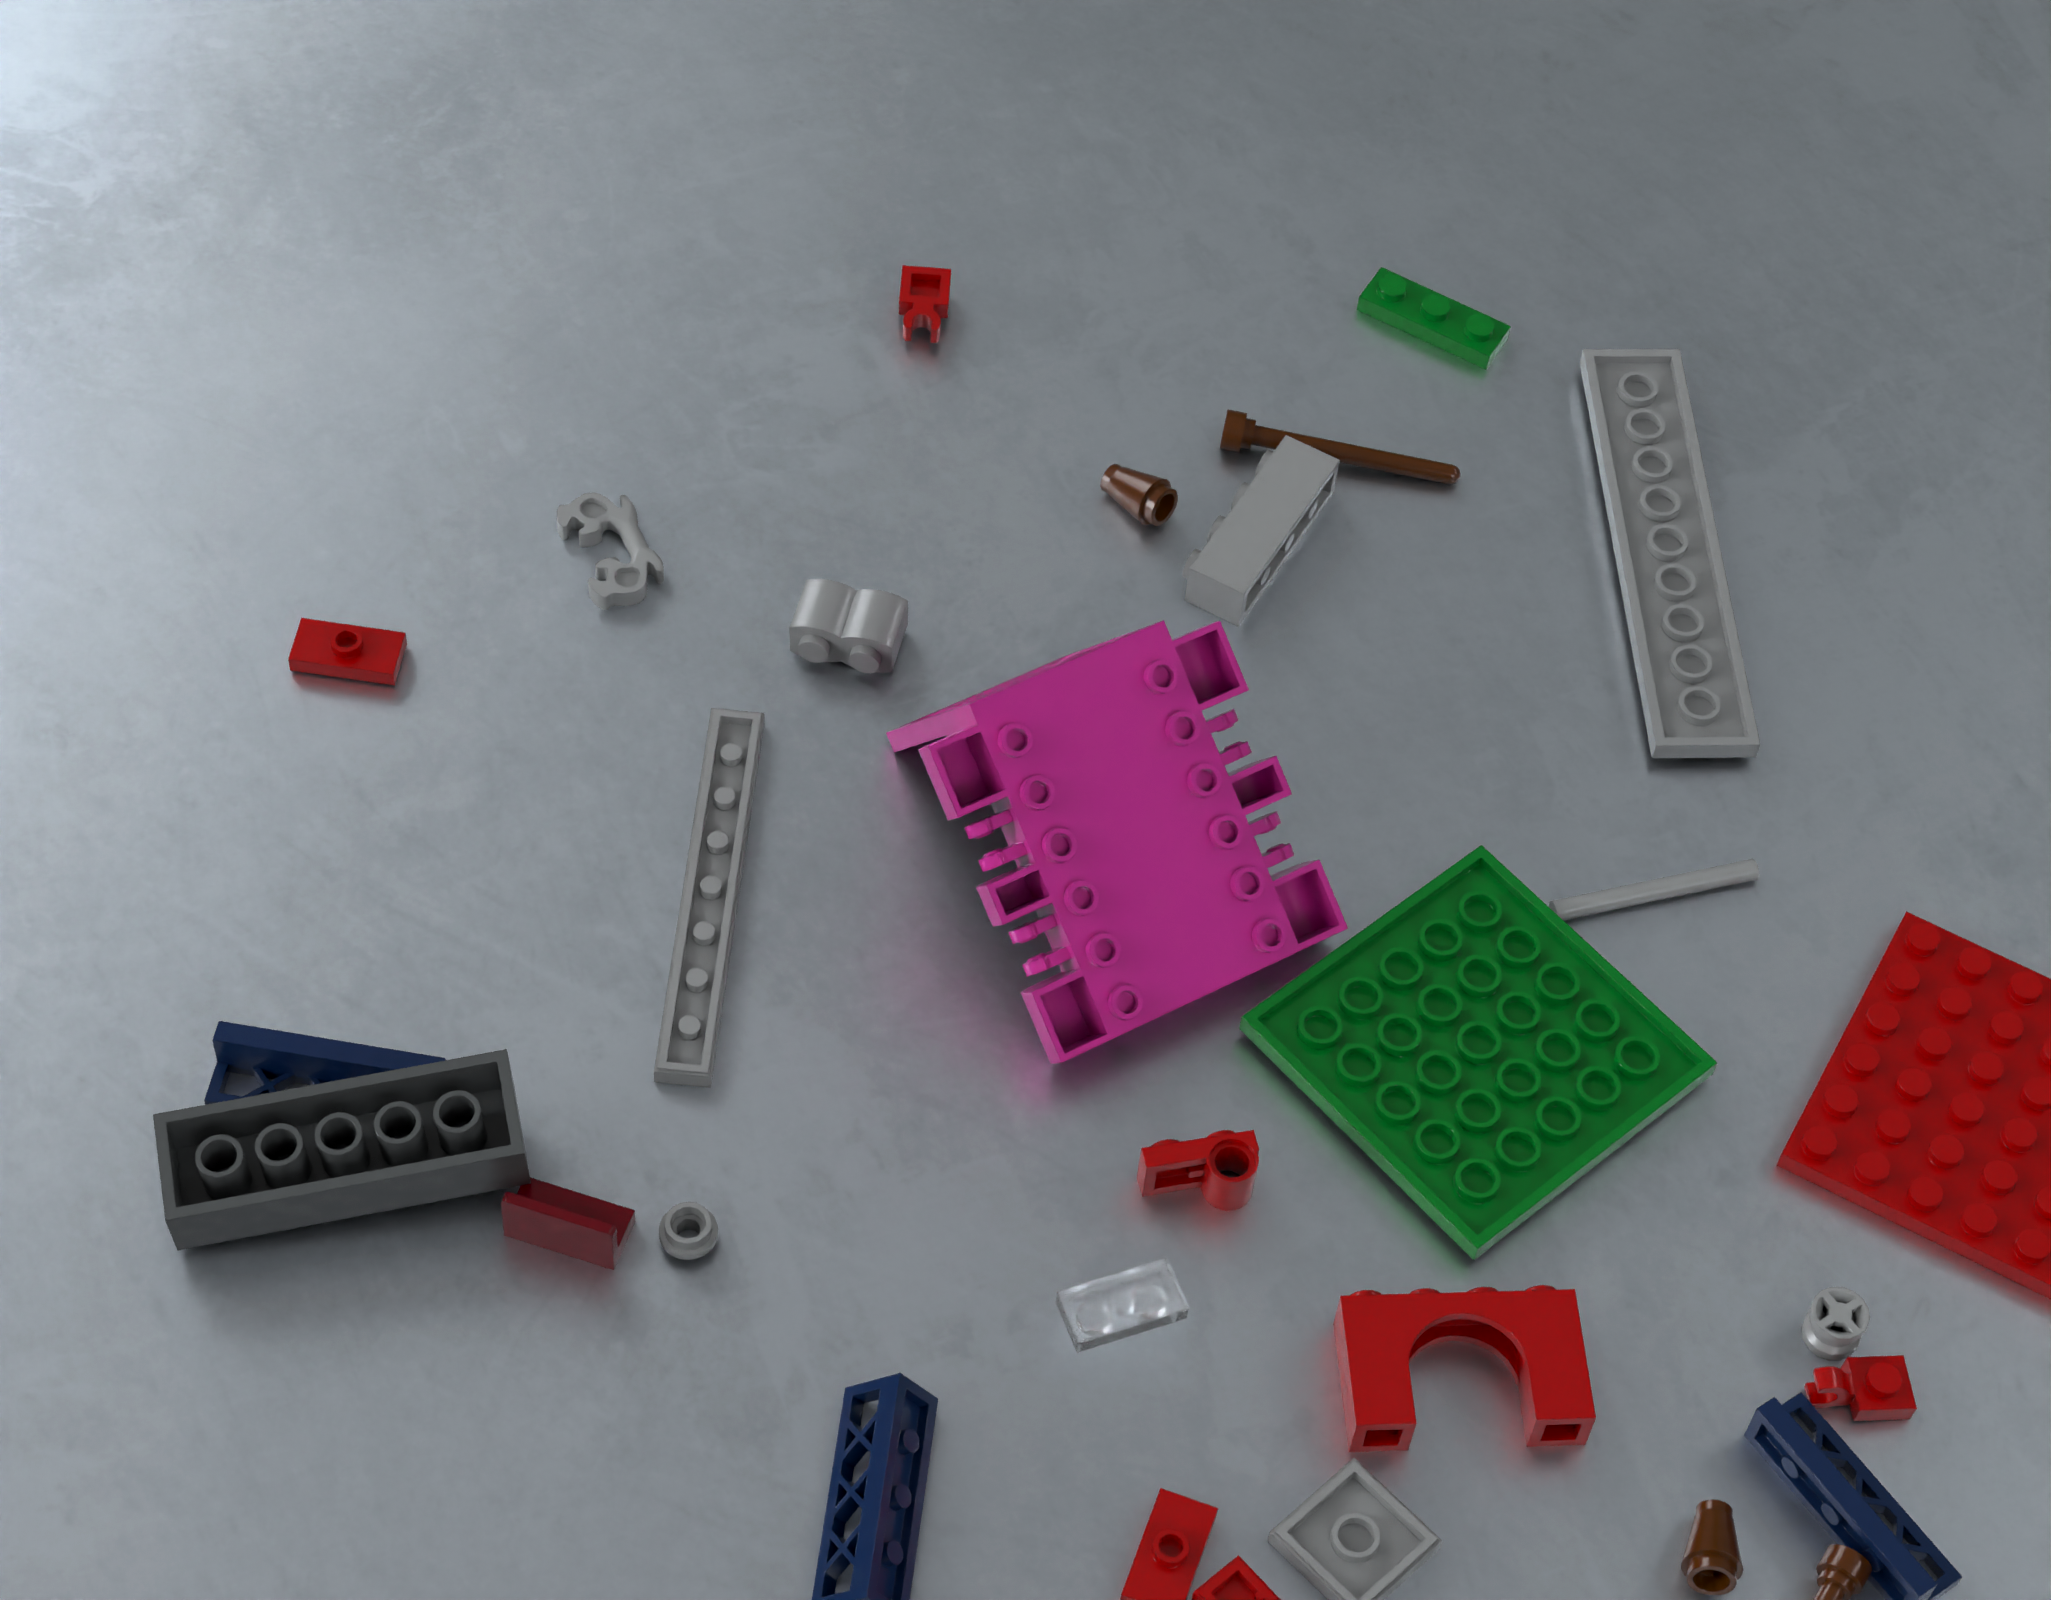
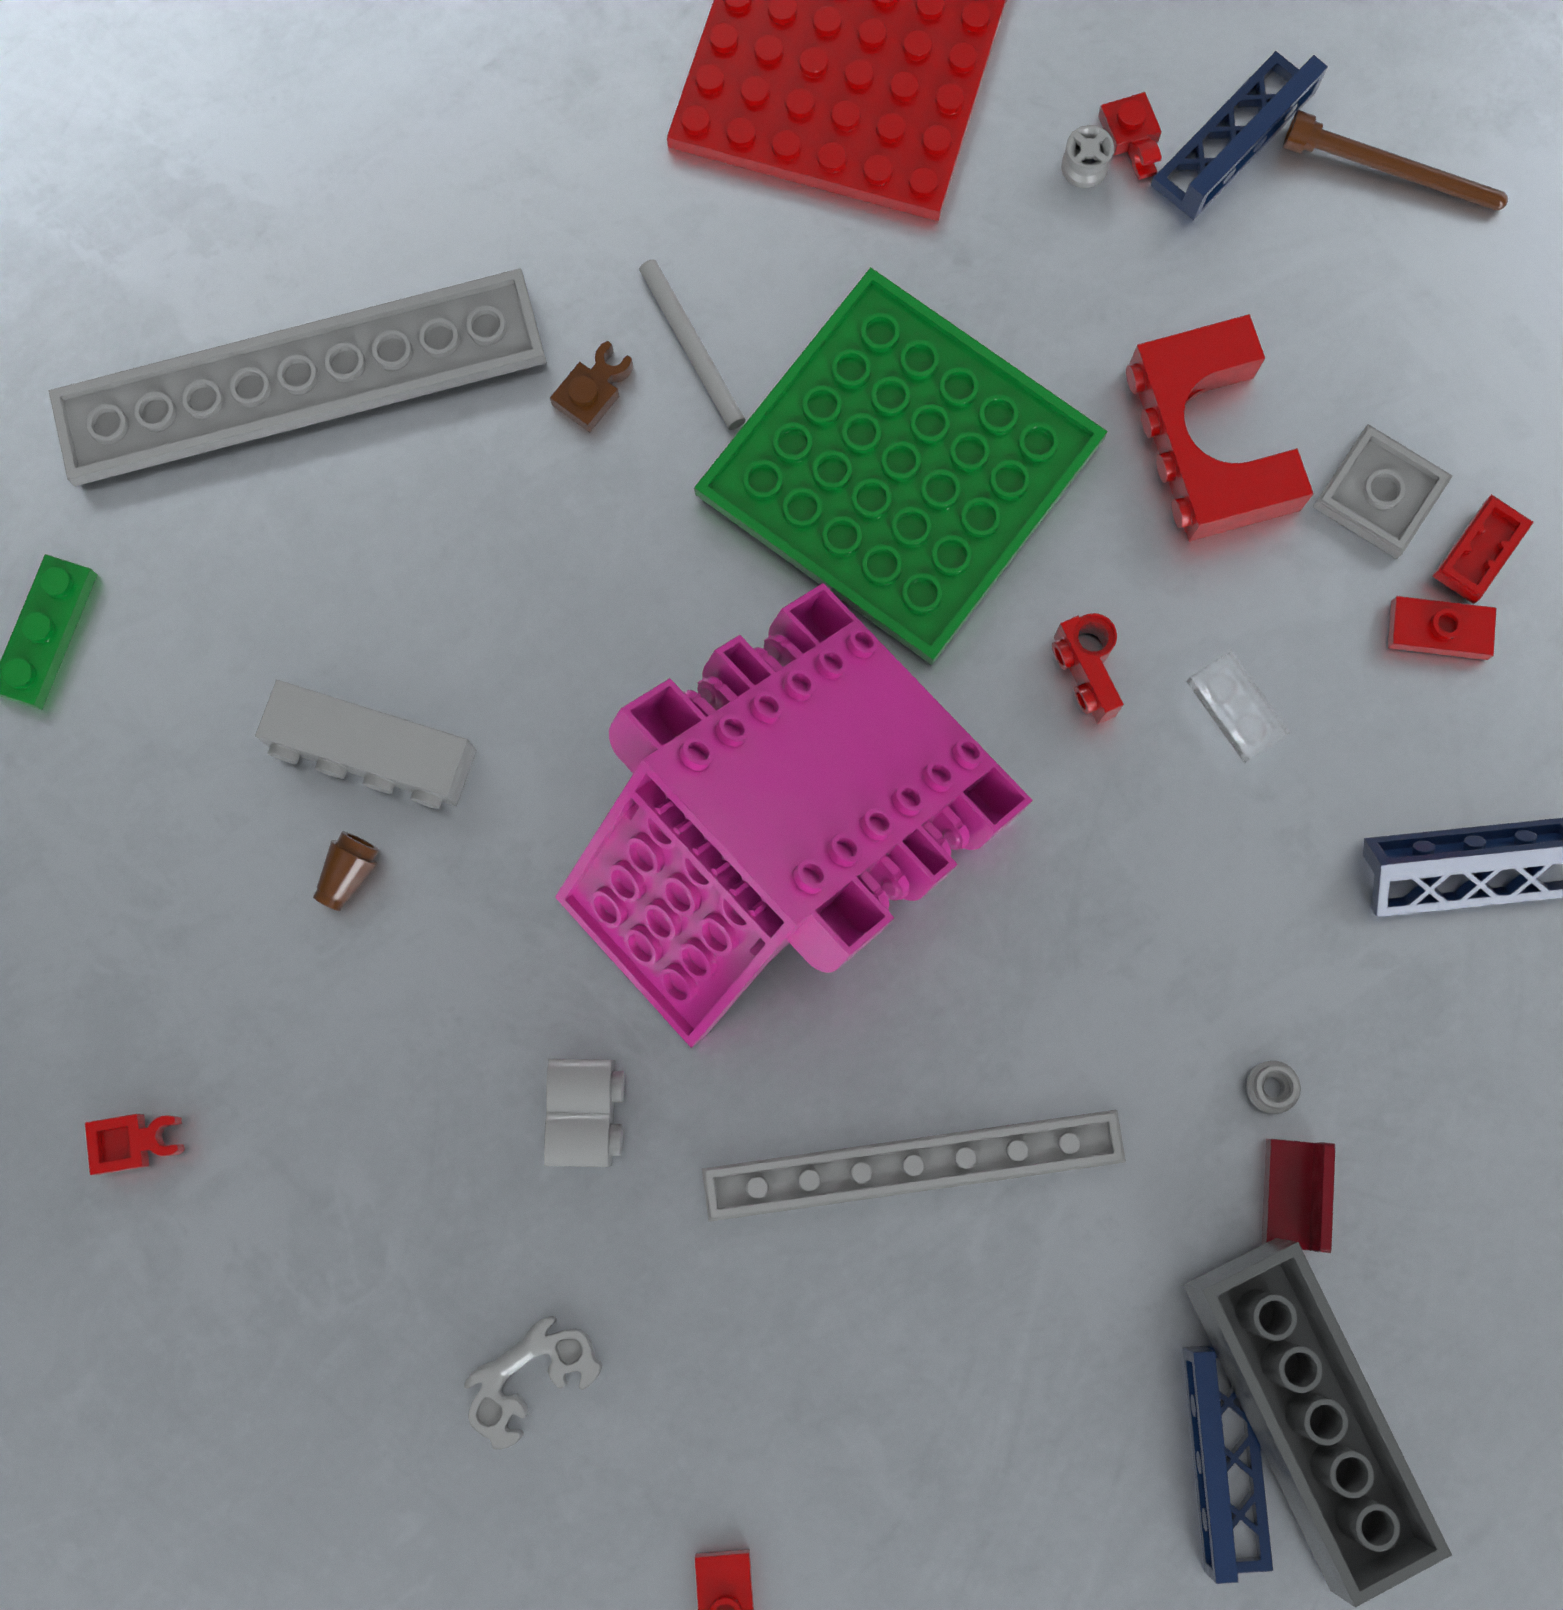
camera: 95 degrees left, 25 degrees up
(1242, 433) = (241, 786): reddish brown piece -> none
(1614, 787) = (589, 392): none -> reddish brown plate
(1712, 1550) = (1313, 225): reddish brown cone -> none

